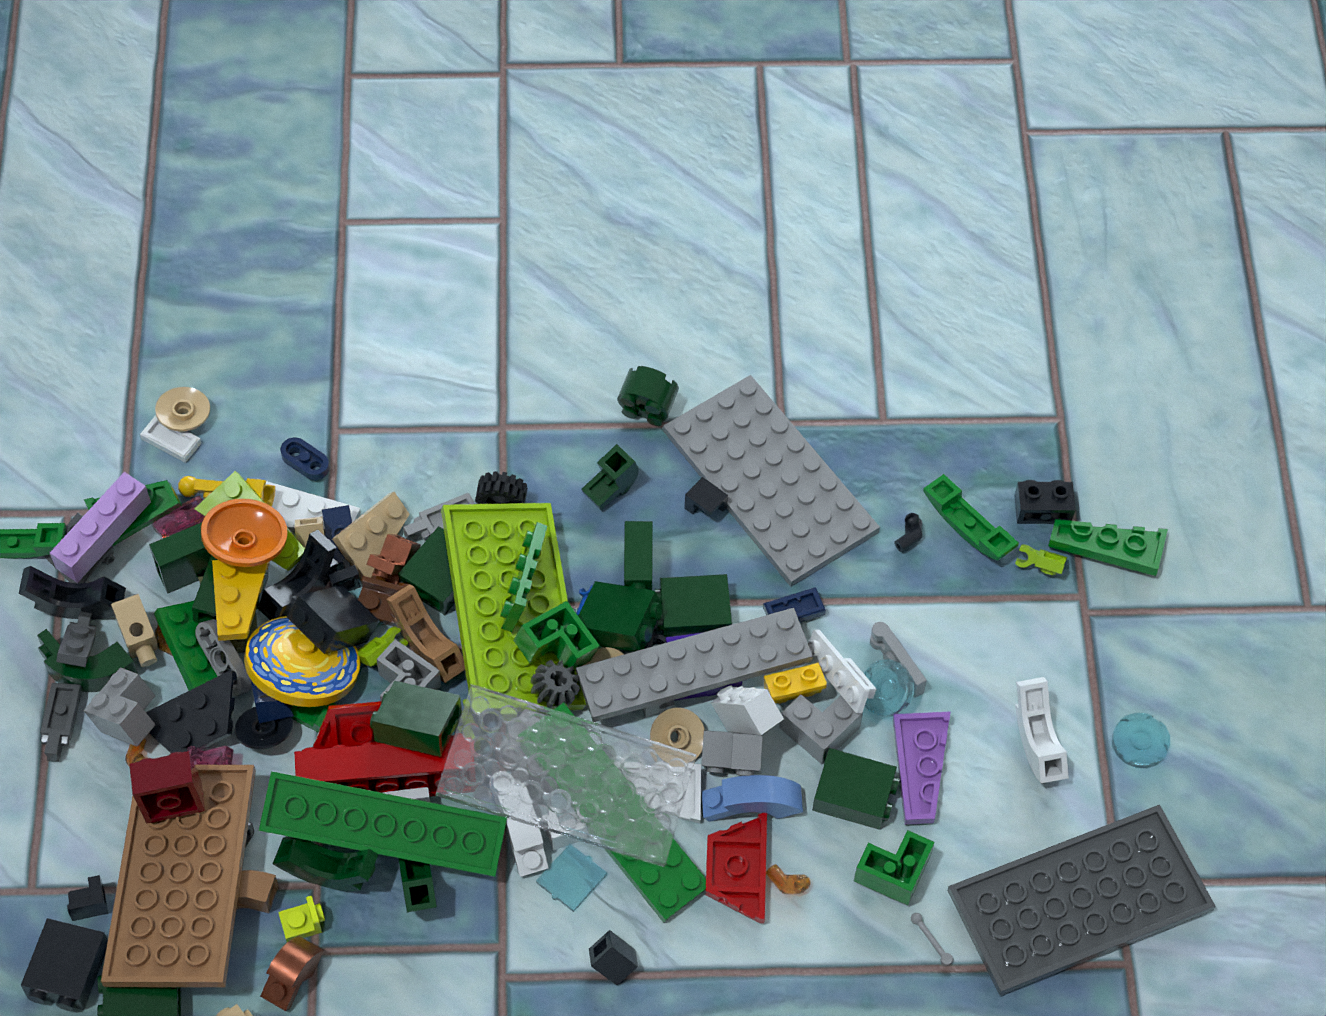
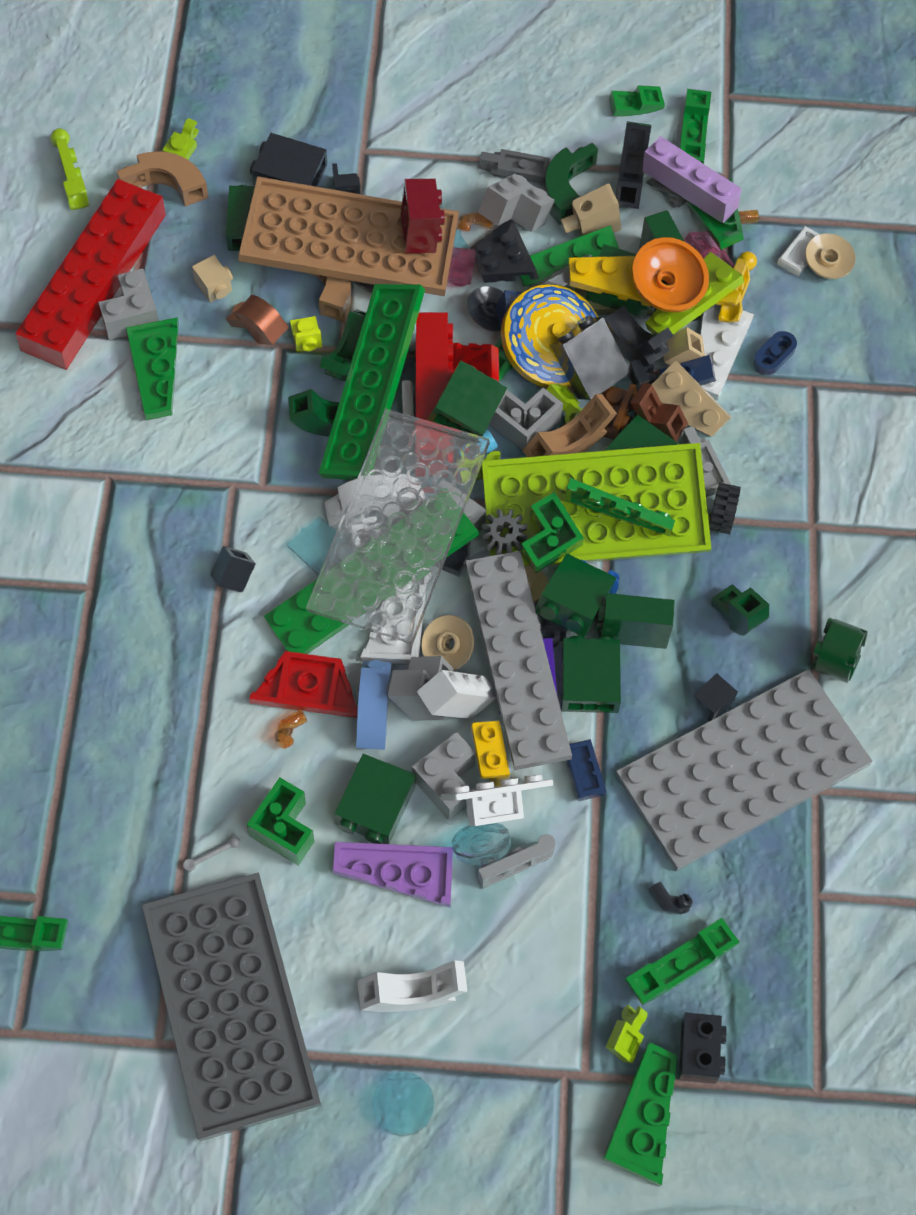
camera: 95 degrees right, 5 degrees up
(77, 641) = (582, 169): dark grey hinge -> none

